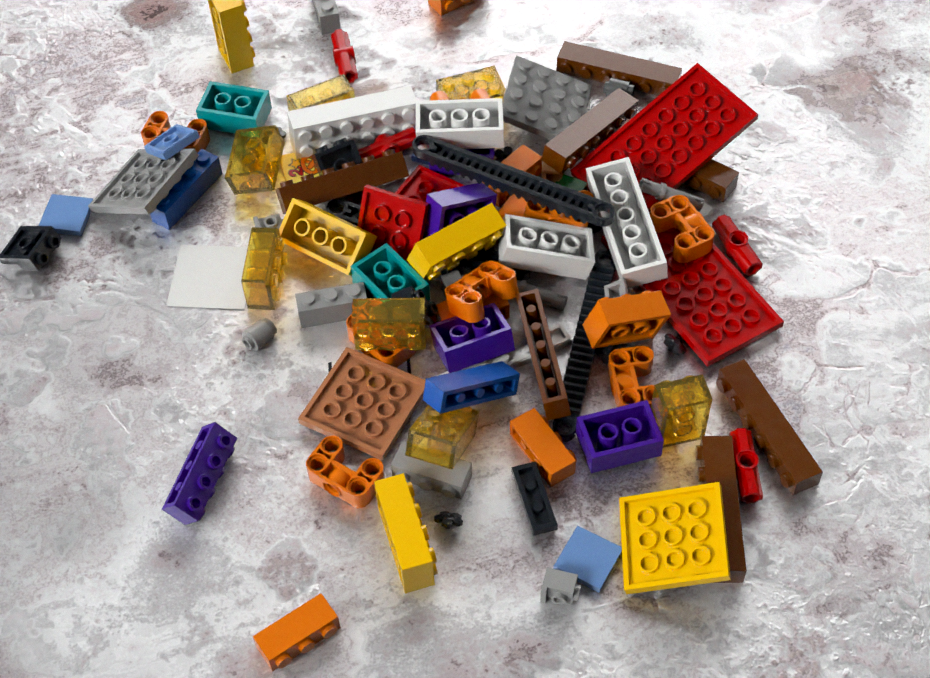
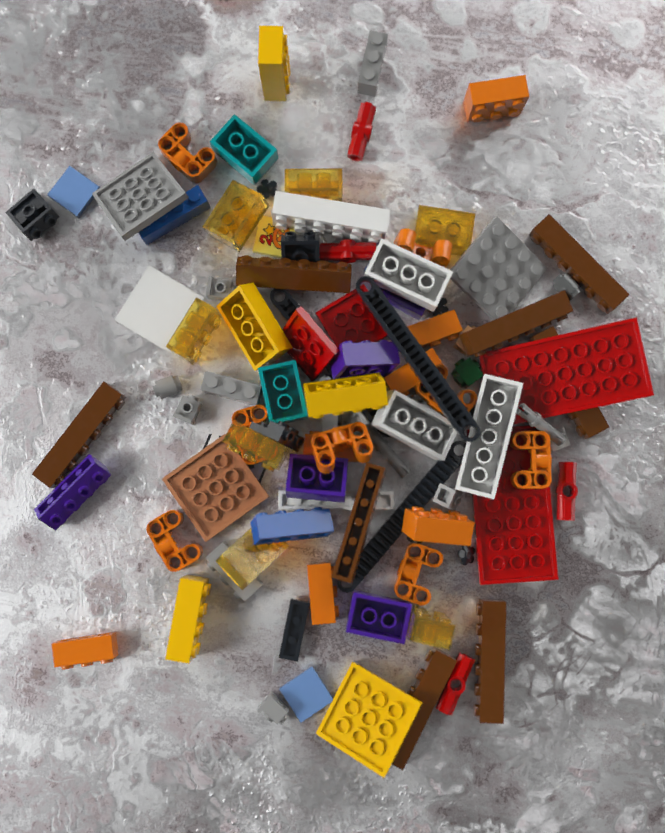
camera: 25 degrees right, 30 degrees up
(171, 141) = (175, 169): medium blue tile -> none
(180, 420) = (79, 435): none -> reddish brown brick
(293, 340) = (191, 415): none -> light grey brick
(447, 519) = (227, 615): black plant -> none

